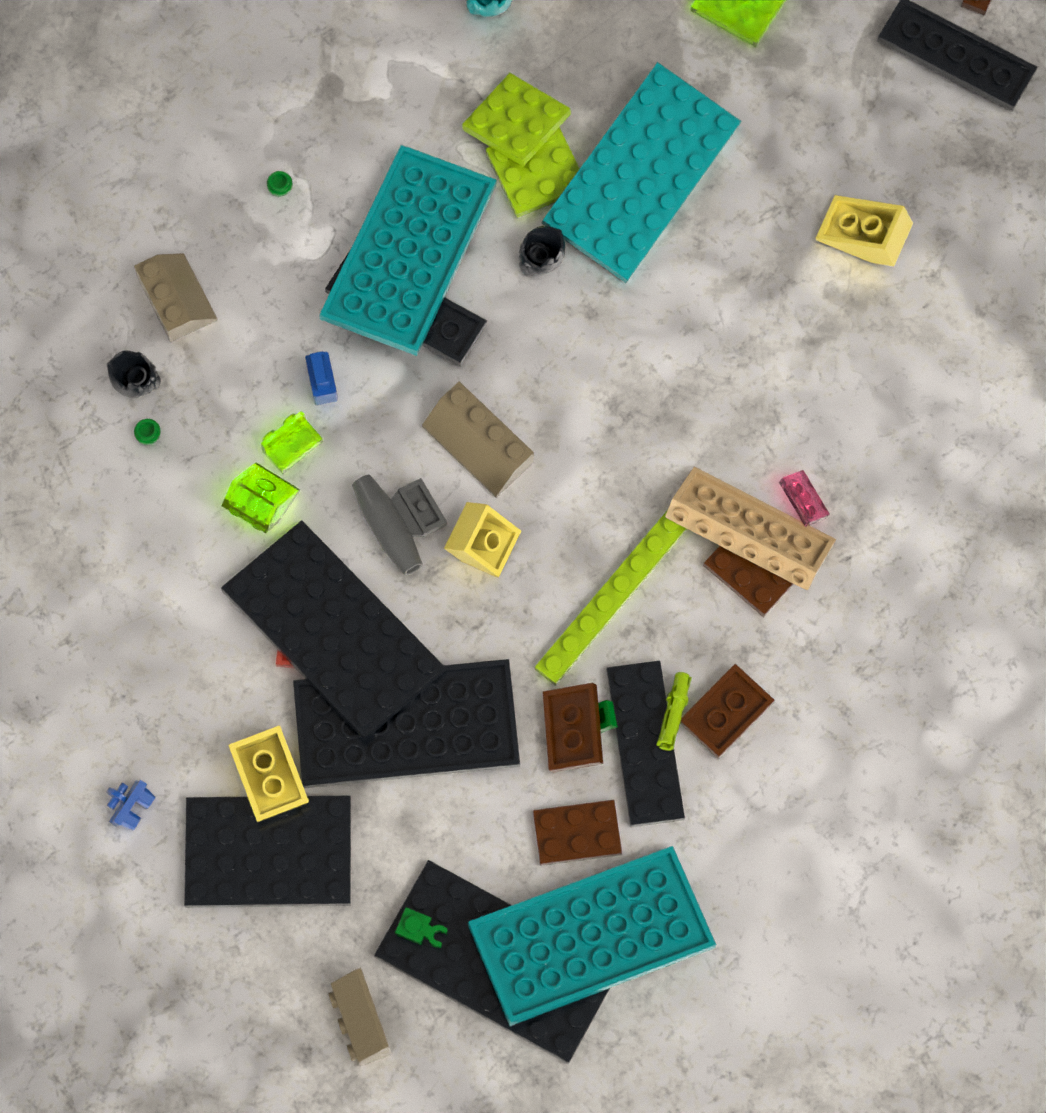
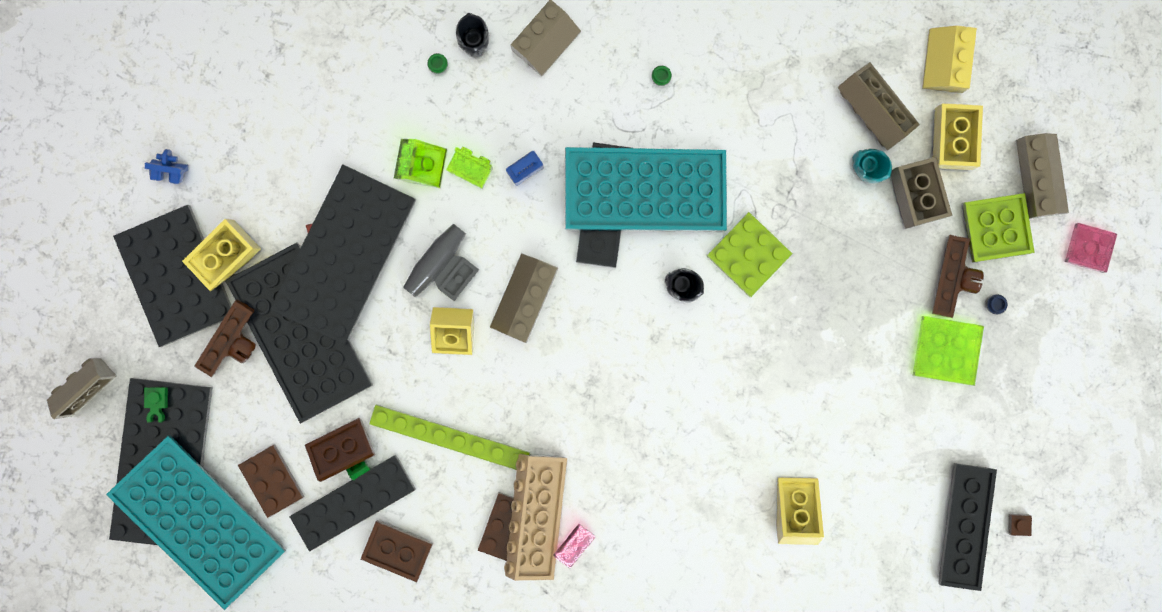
camera: 70 degrees right, 15 degrees up
(379, 810) = (228, 340): none -> reddish brown plate
(516, 119) = (780, 225): lime plate -> none
(641, 172) = (777, 332): teal plate -> none
(677, 700) = (388, 514): lime pin -> none

